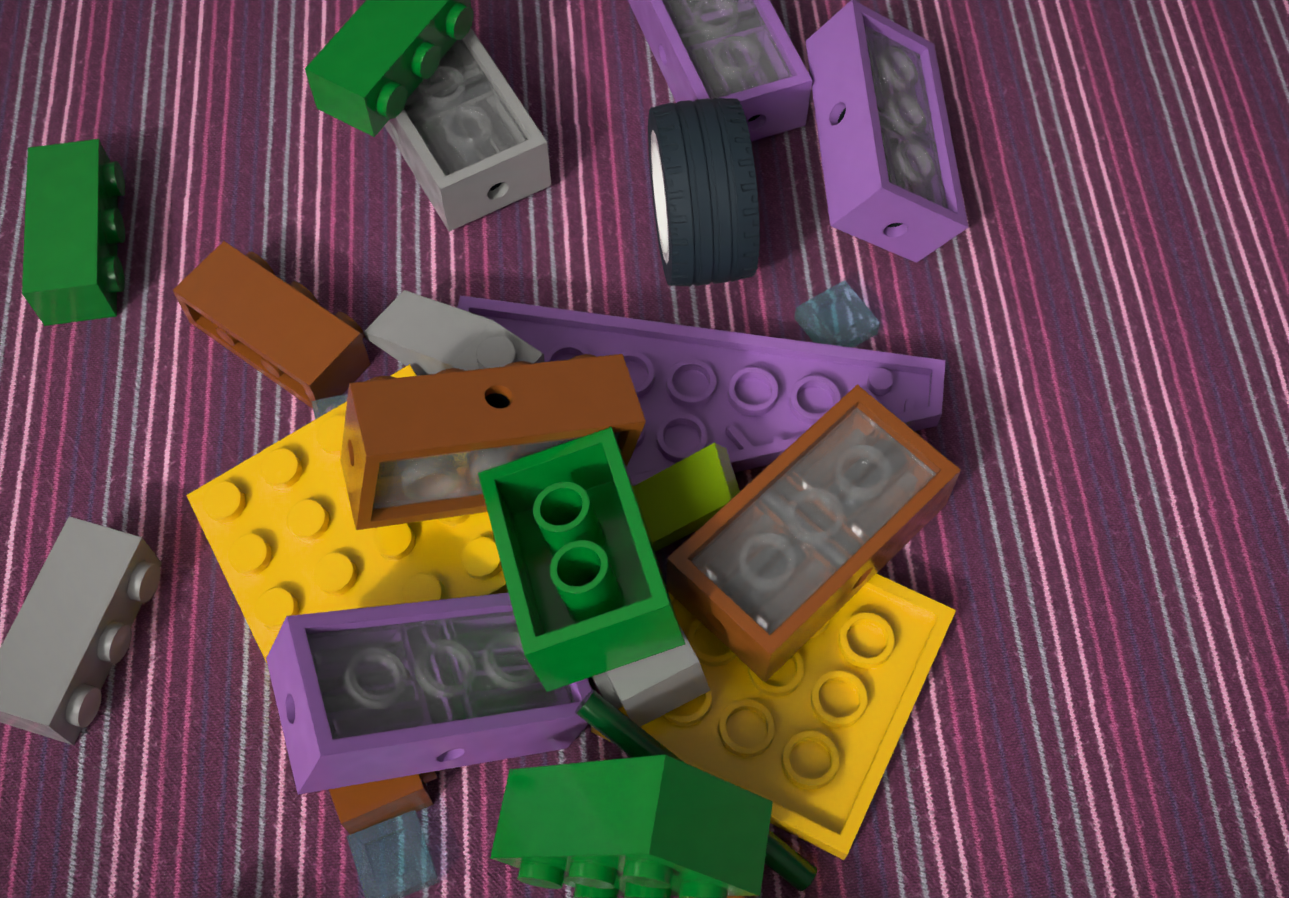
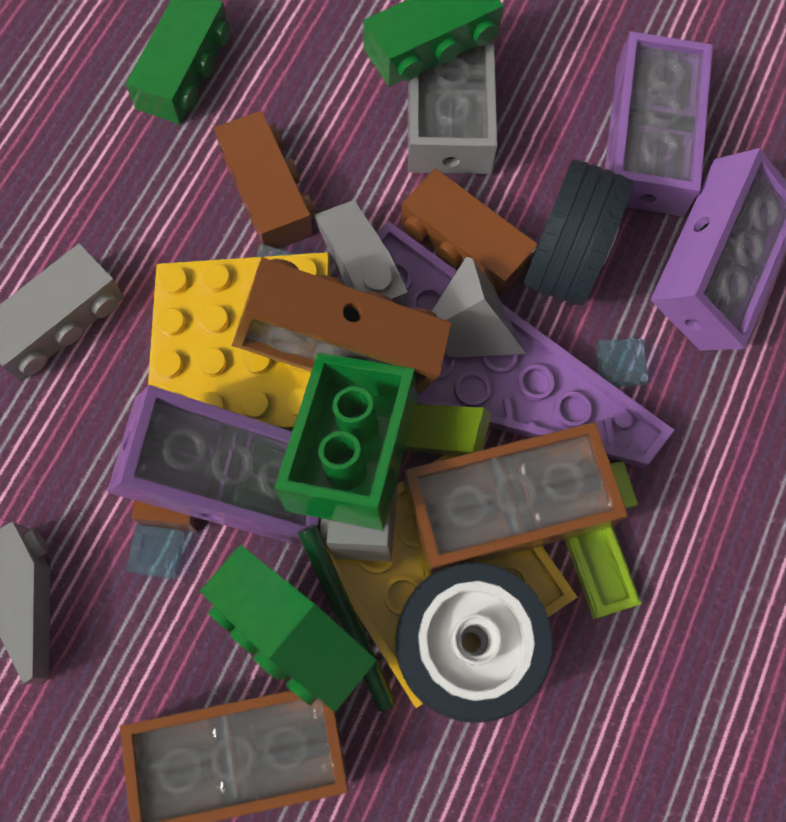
camera: 25 degrees right, 10 degrees up
(565, 262) = (465, 227): none -> dark orange brick
(653, 353) = (476, 315): none -> light grey slope
(879, 672) = (511, 633): none -> wheel
(964, 569) = (602, 572): none -> lime tile

